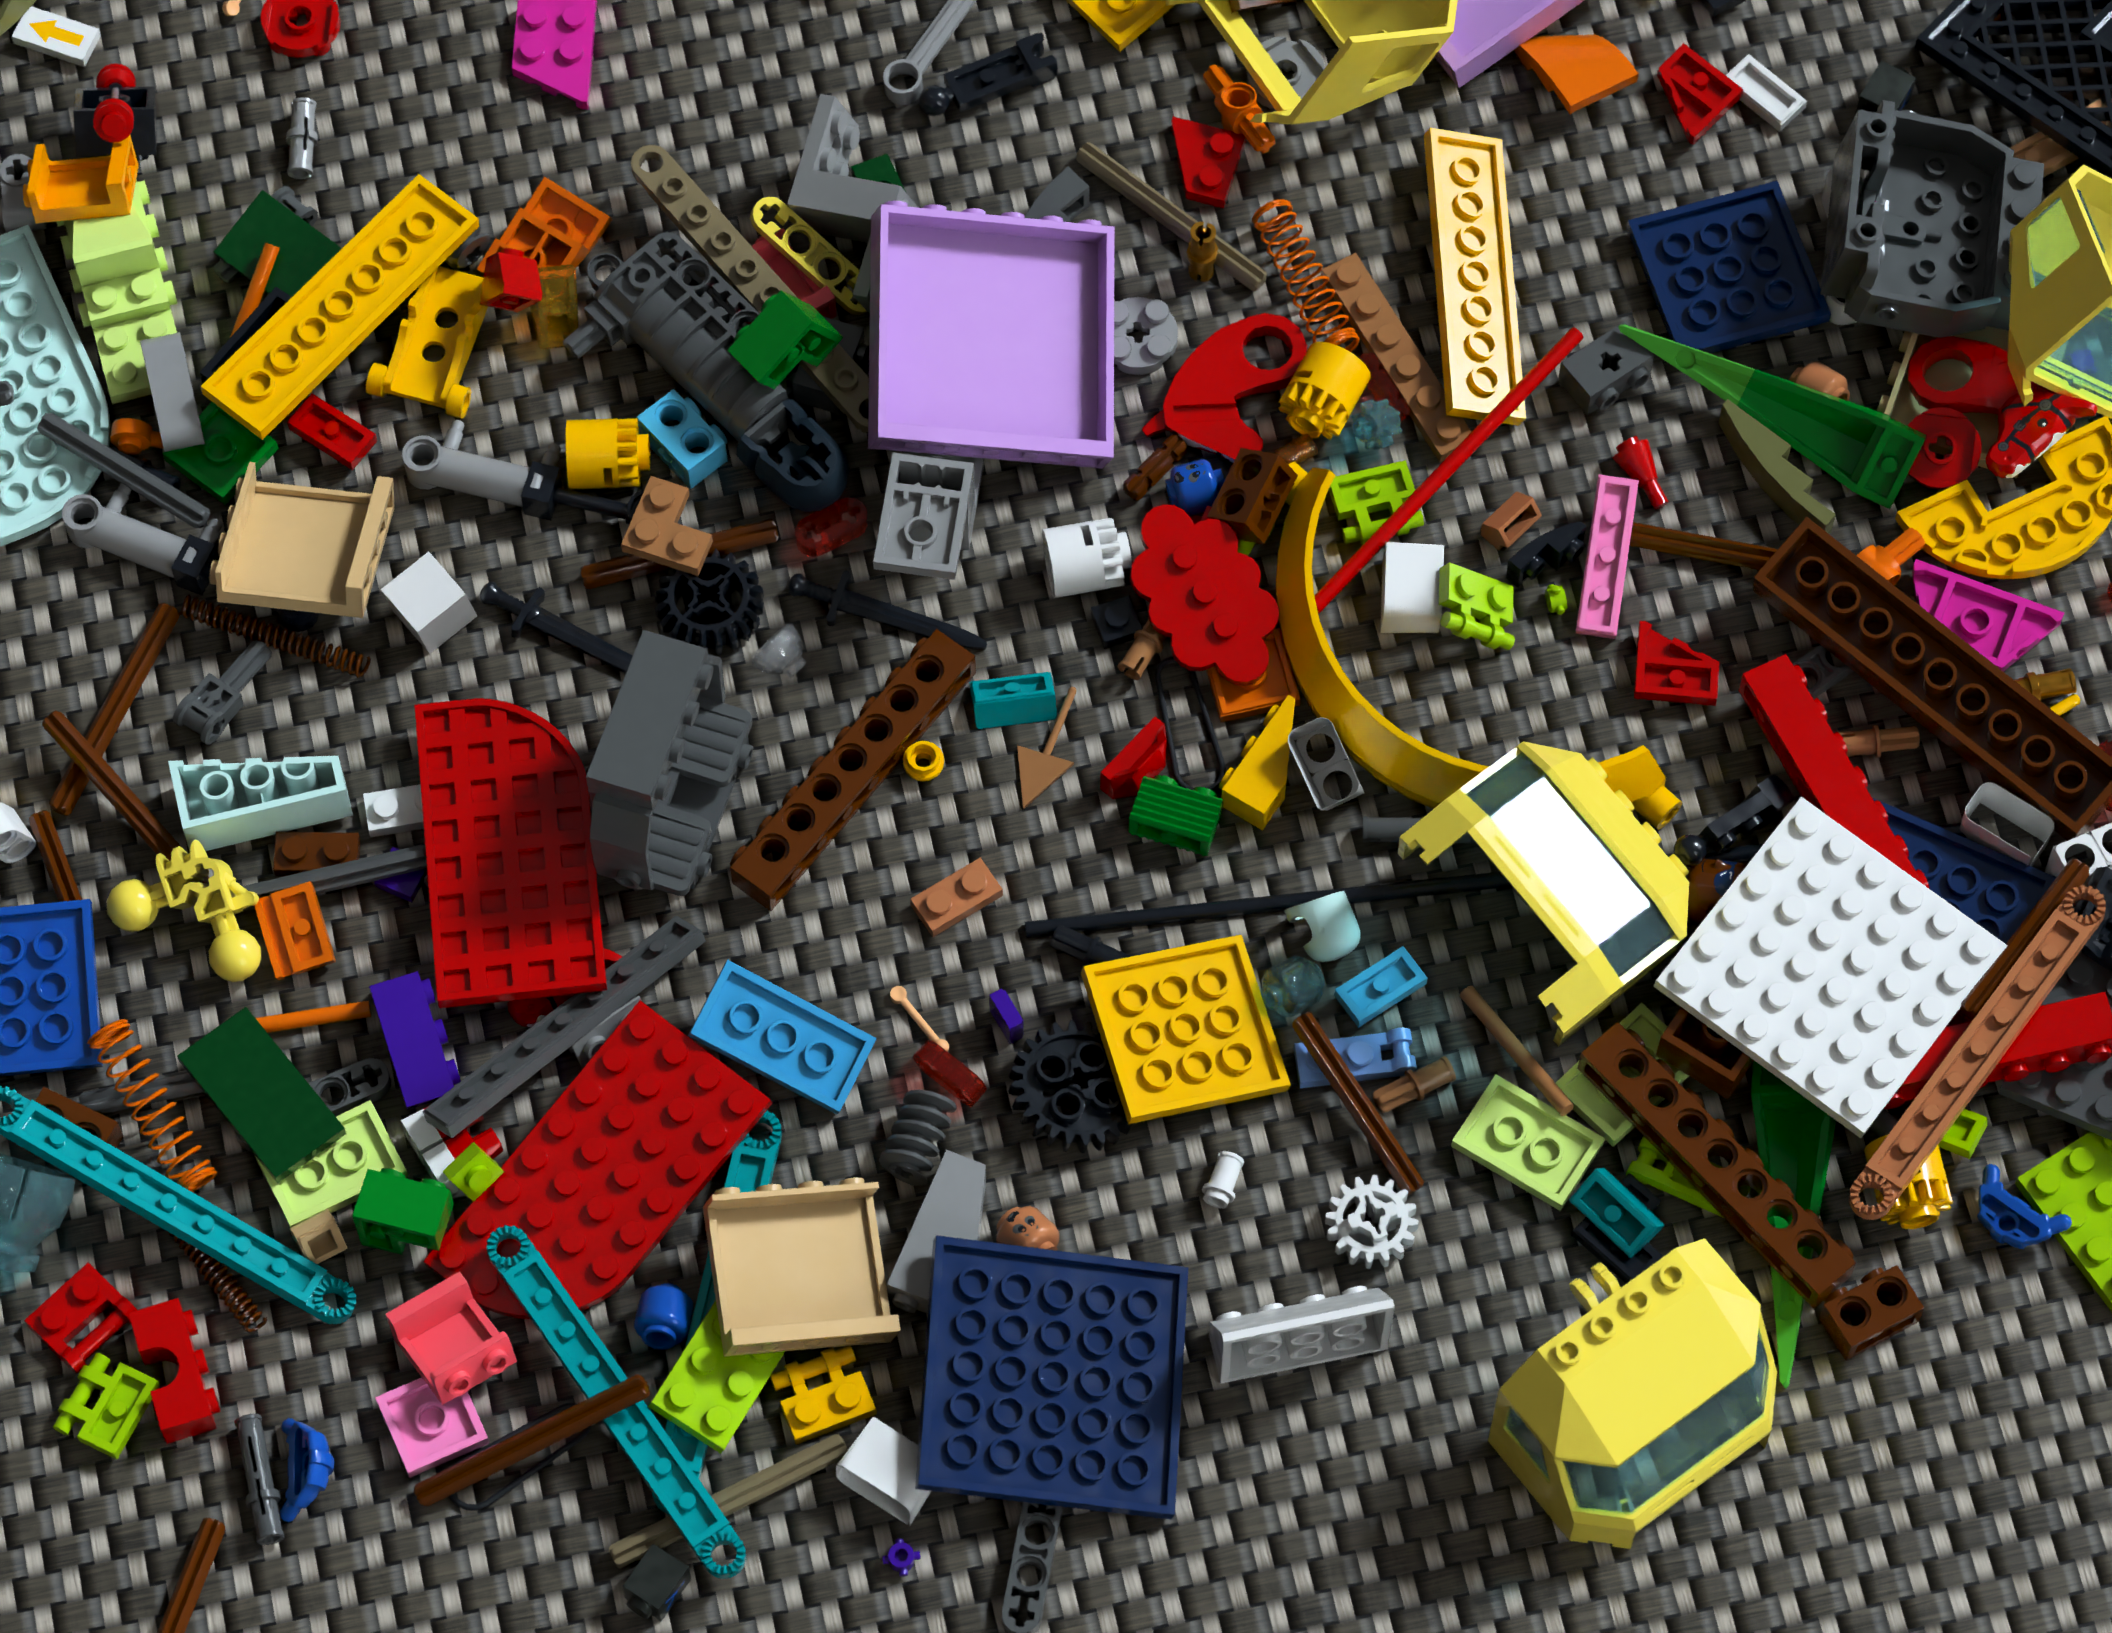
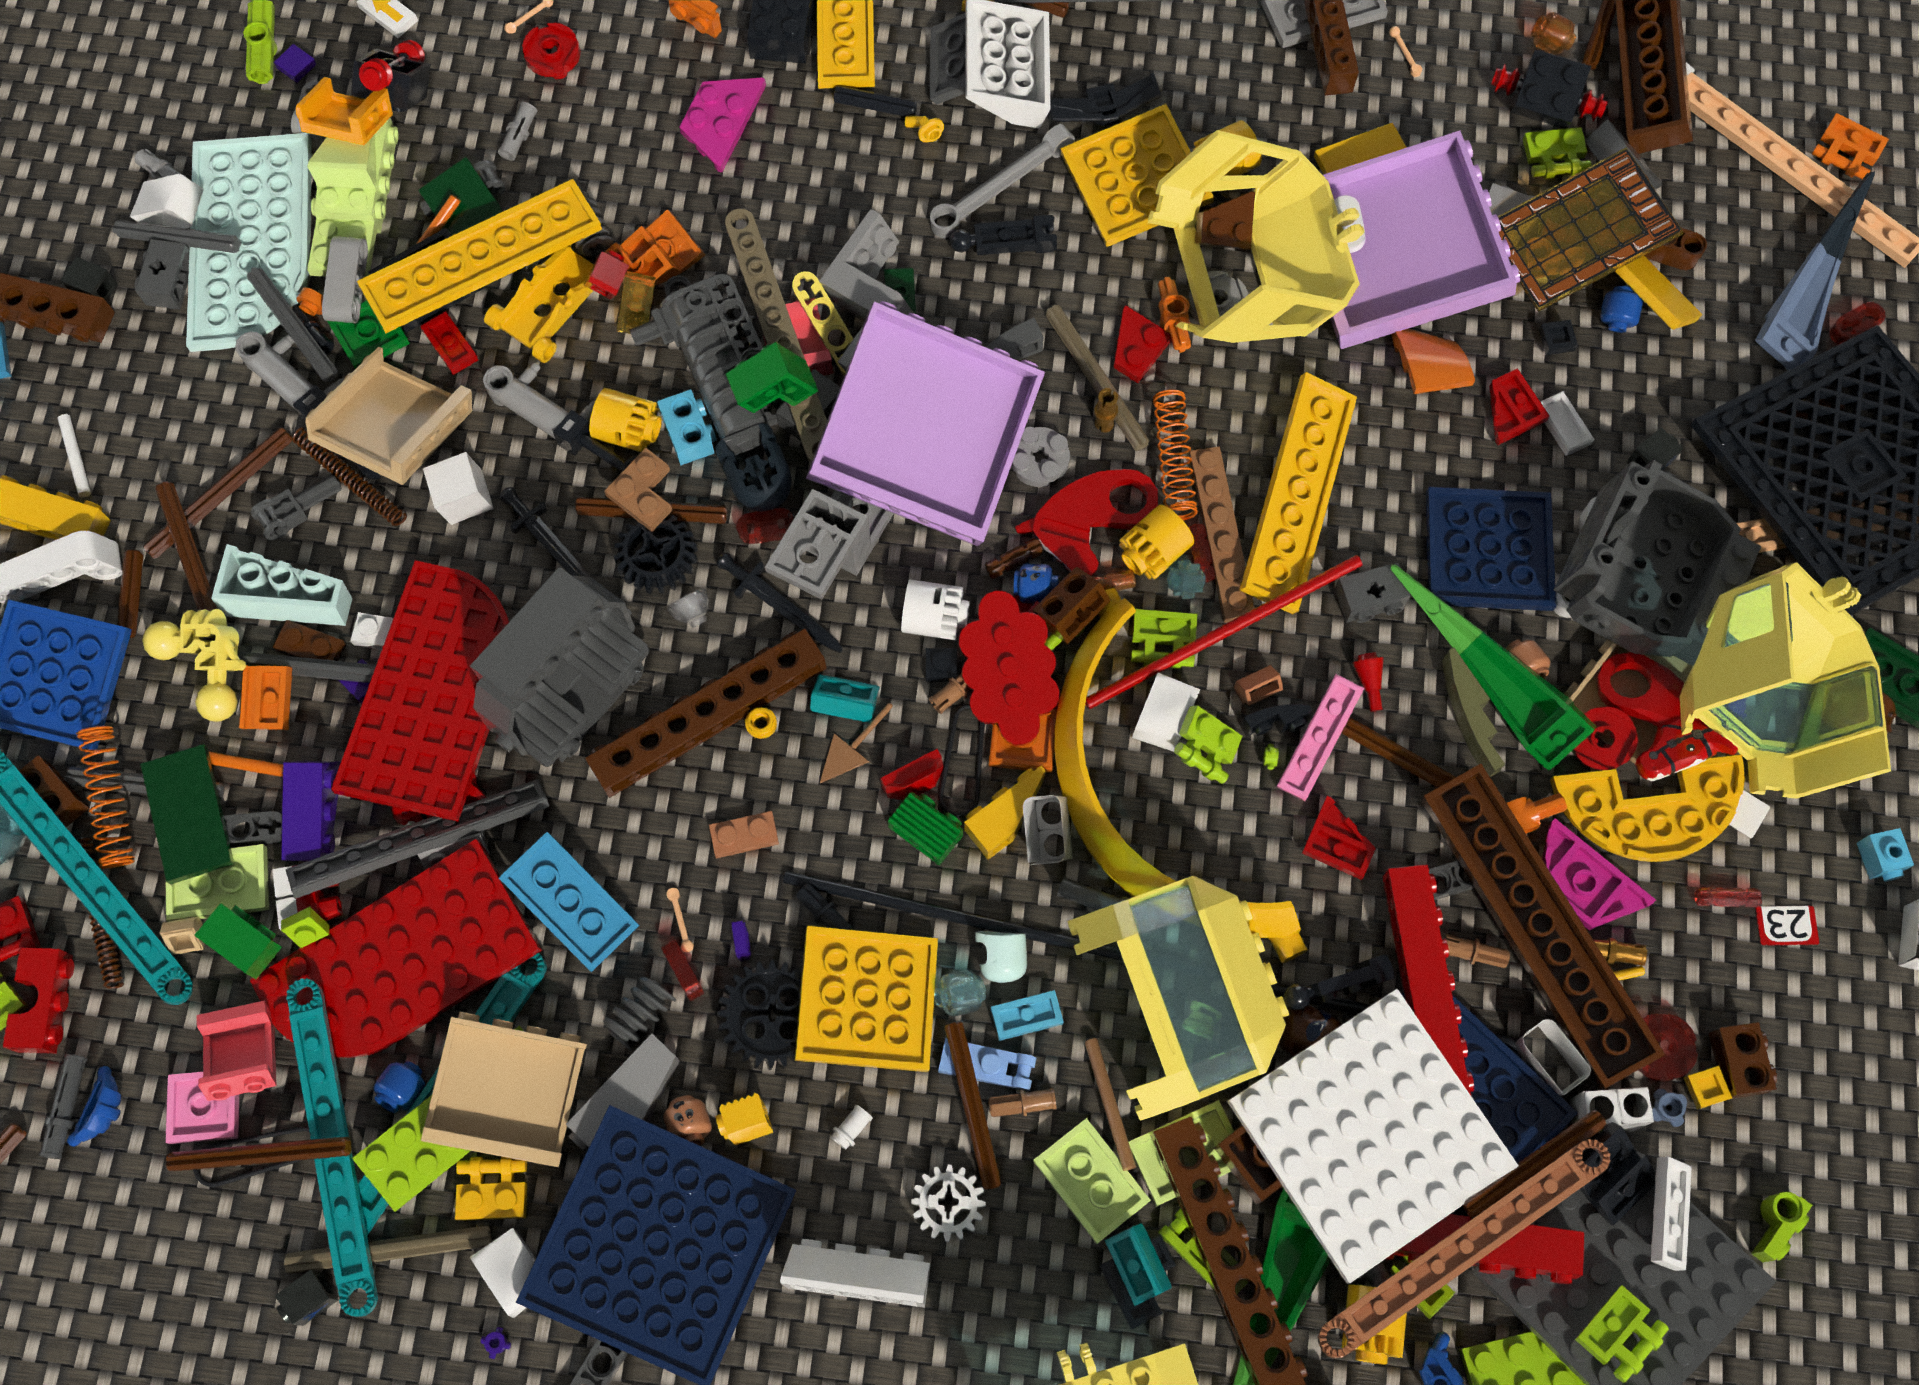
camera: 20 degrees right, 5 degrees up
(1098, 1206) = (744, 1120): none -> yellow brick

